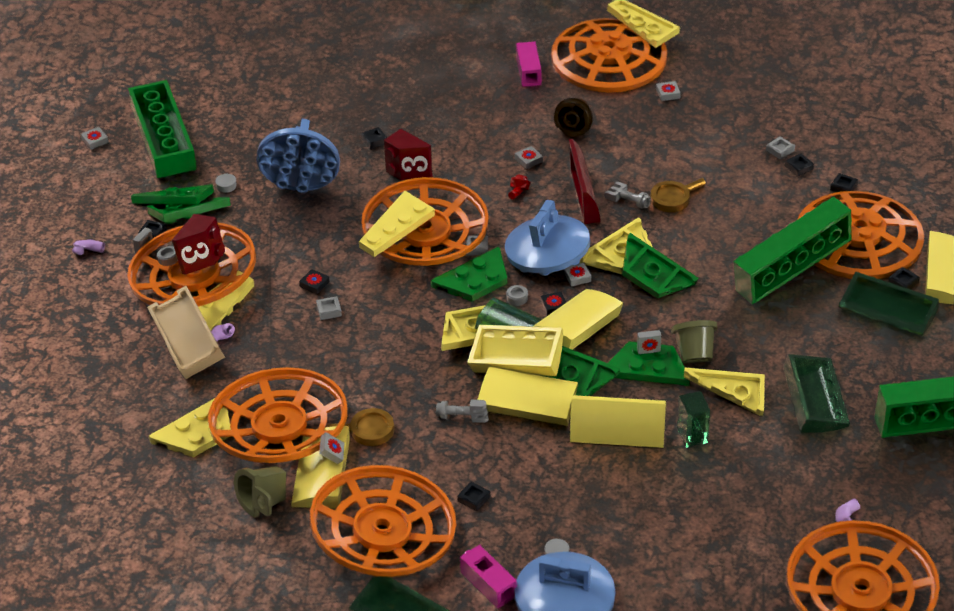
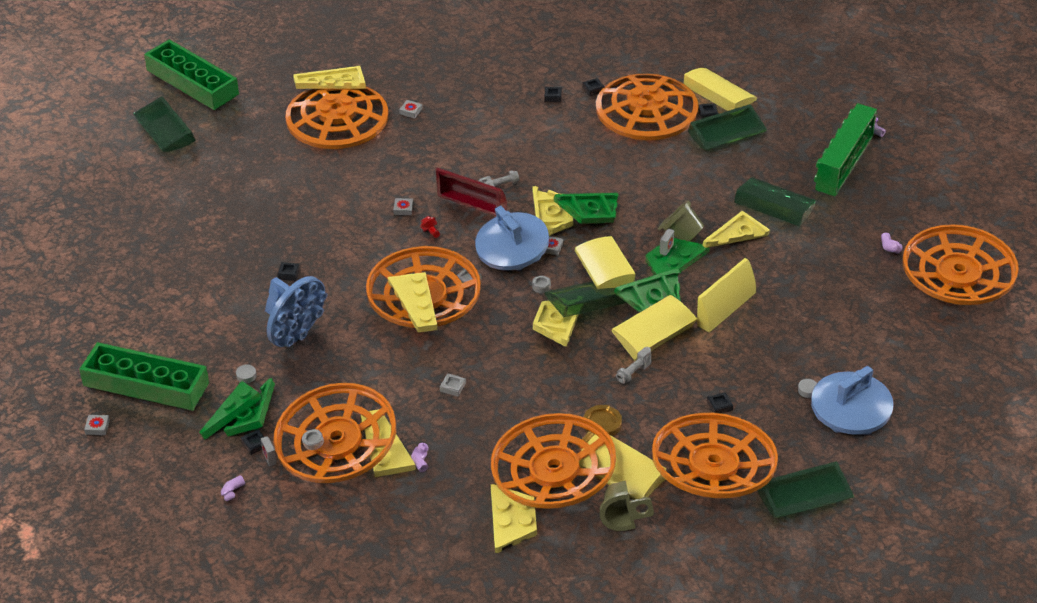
camera: 55 degrees left, 0 degrees up
(186, 333) = (418, 471): tan piece -> none
(198, 244) = (337, 406): dark red slope -> none
(314, 281) = (416, 378): black tile -> none
(331, 448) = (622, 445): light grey tile -> none
(407, 156) = (345, 259): dark red slope -> none
(475, 277) = (501, 294): green wing -> none
(488, 576) = (806, 431): dark pink brick -> none
(517, 349) = (613, 305): light yellow slope -> none
(528, 63) = (304, 154): dark pink brick -> none
(552, 302) = (569, 271): black tile -> none
(573, 116) = (395, 160): dark brown cone -> none
(673, 195) = (520, 161): pearl gold piece -> none
(693, 419) = (759, 256): clear green brick -> none
(780, 147) = (527, 93): light grey tile -> none
(792, 250) = (649, 135): green brick -> none

